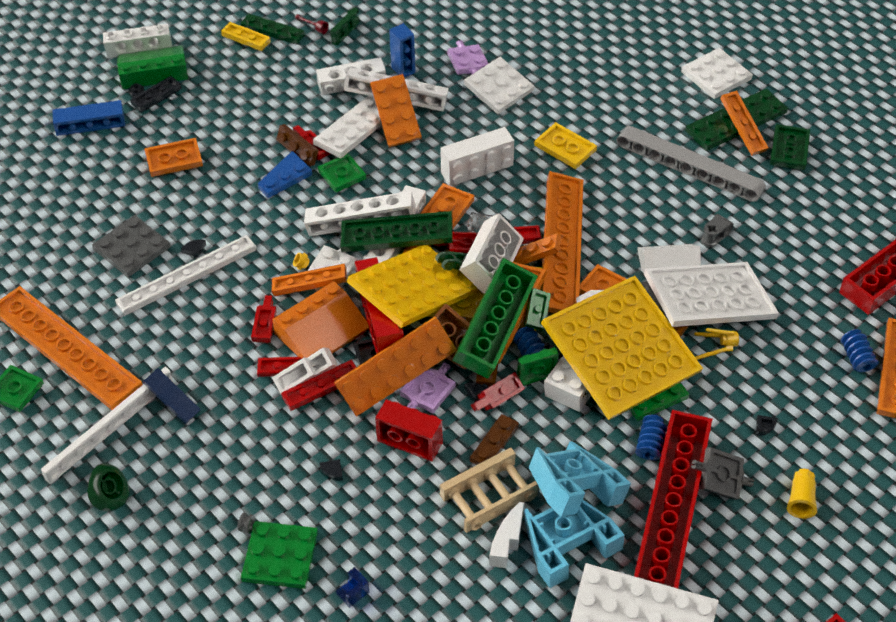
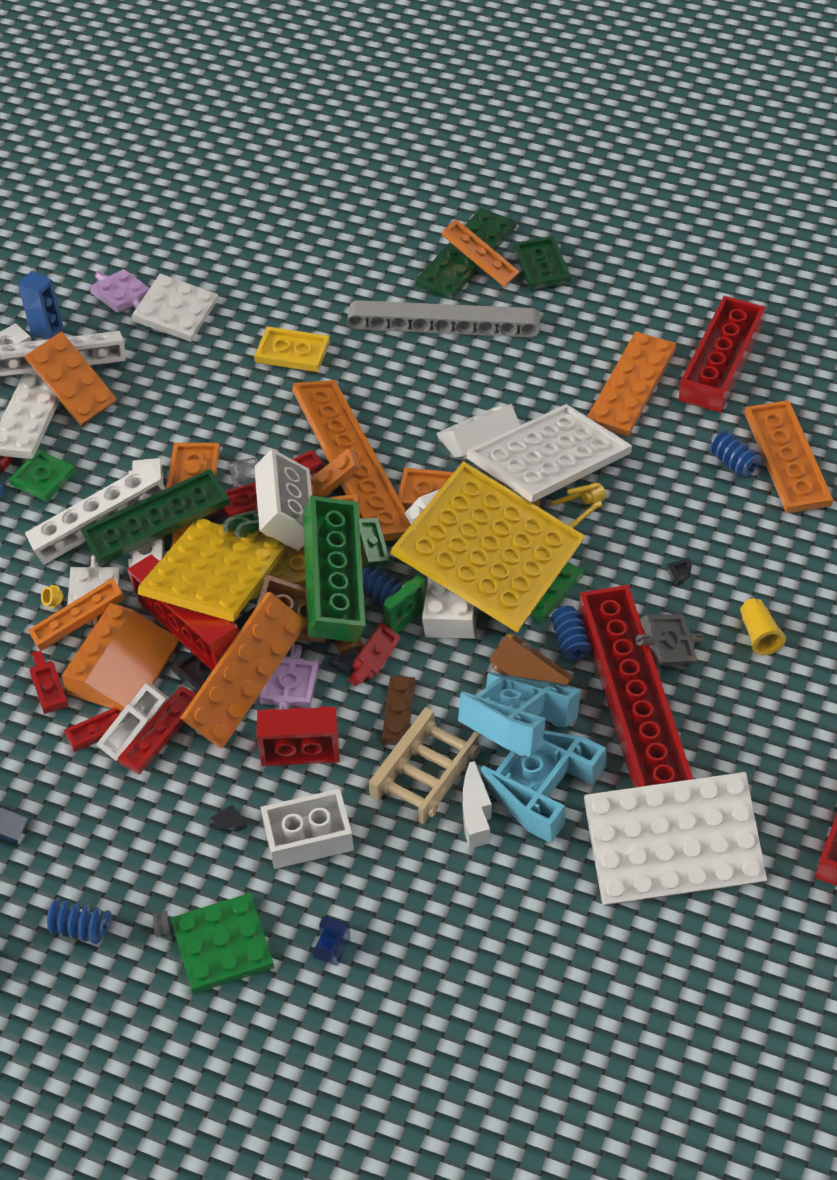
camera: 25 degrees left, 0 degrees up
(192, 495) = (77, 923): none -> blue piece
(379, 499) = (307, 828): none -> white brick
(477, 156) = (199, 397): white brick -> none
(601, 442) = (522, 660): none -> dark orange slope
(716, 73) = (416, 209): white plate -> none
(716, 230) = (513, 382): dark grey piece -> none
(809, 265) = (632, 383): none -> orange plate

